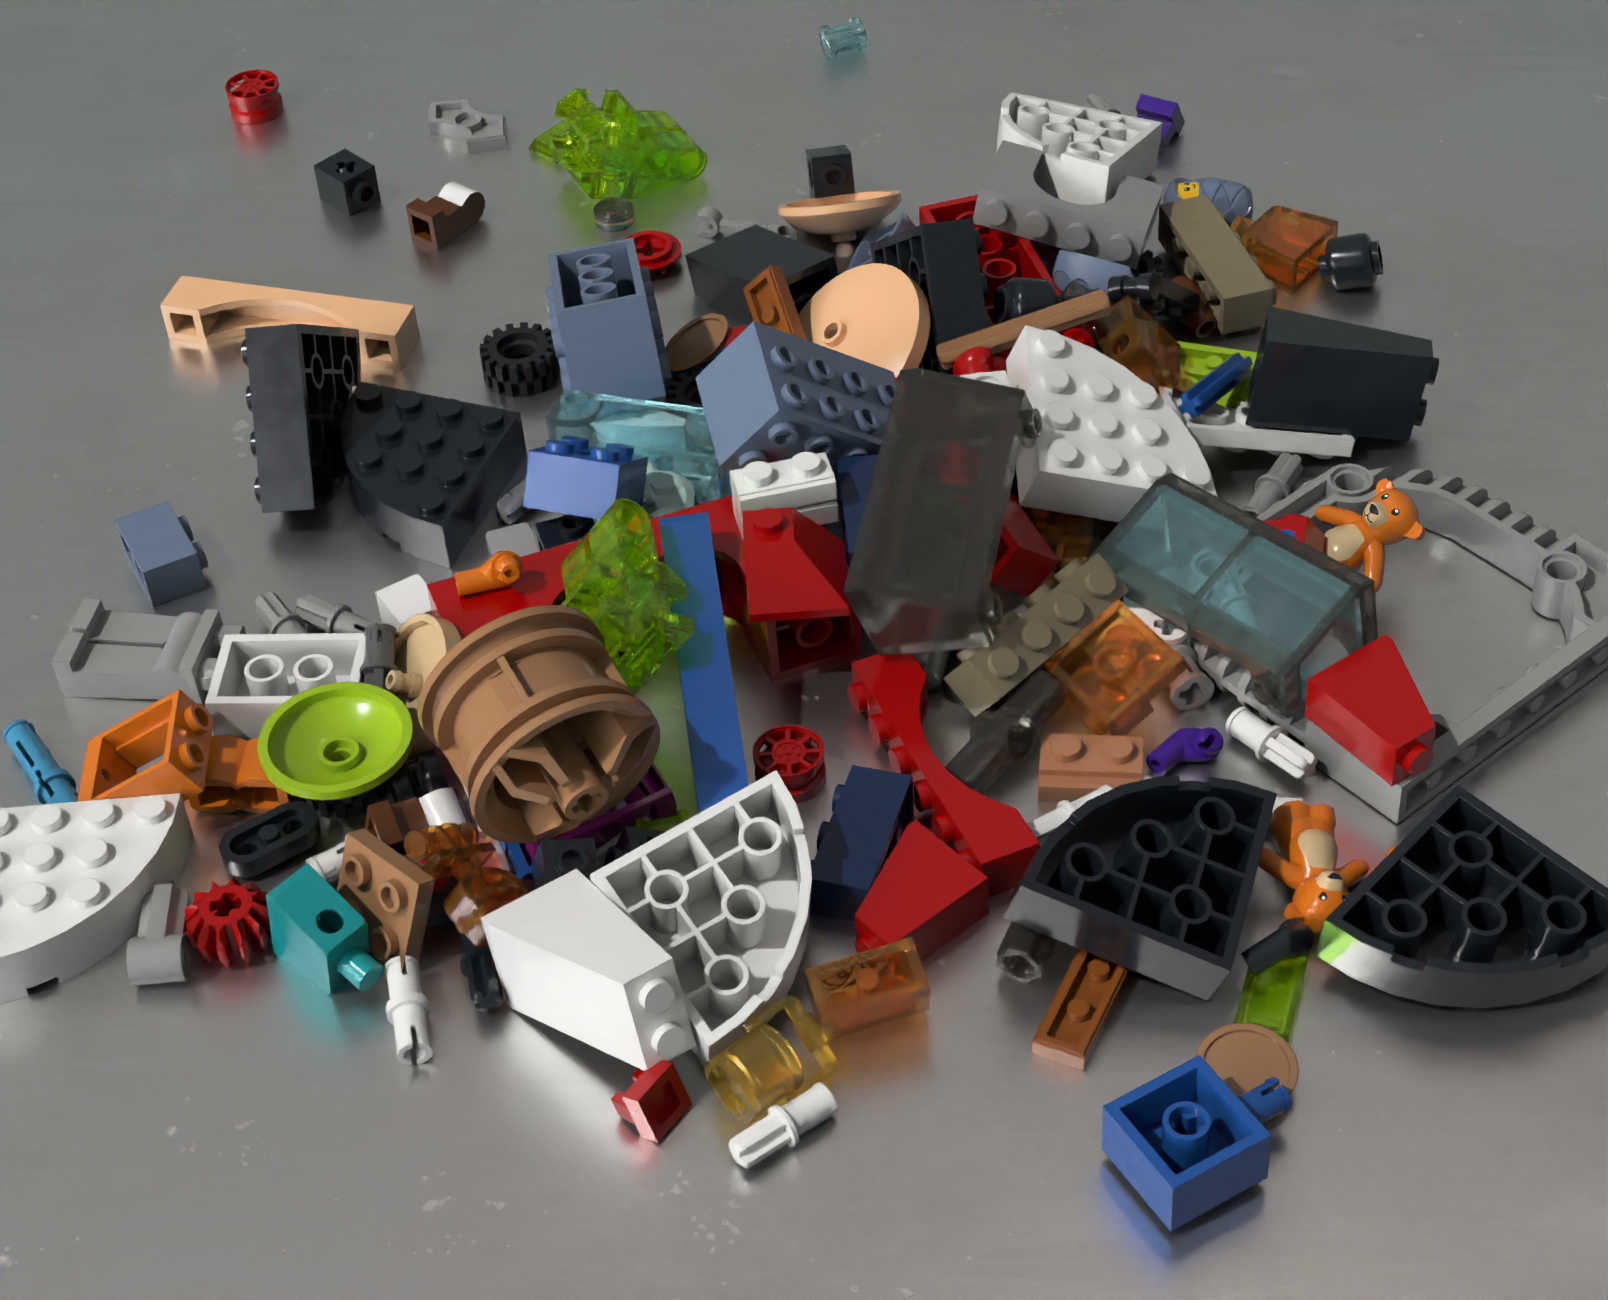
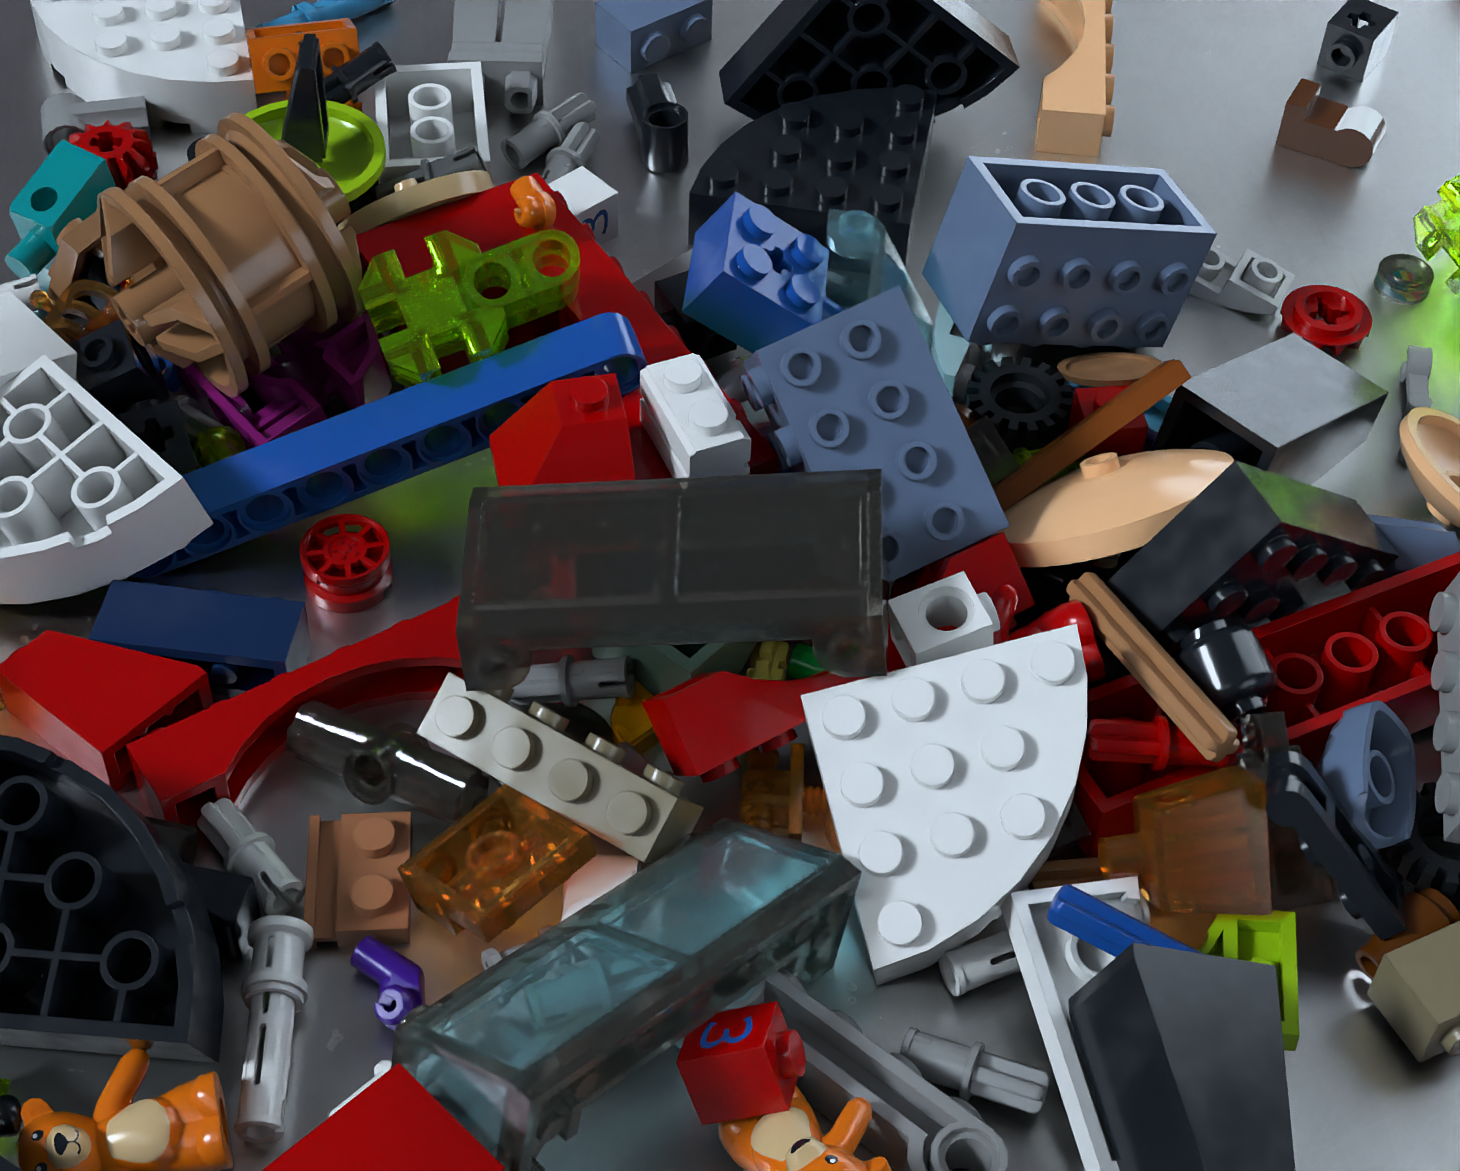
camera: 75 degrees right, 5 degrees up
(231, 717) = (358, 74): none -> black axle
(314, 721) = (306, 114): none -> black slope
(319, 556) = (659, 123): none -> black piece

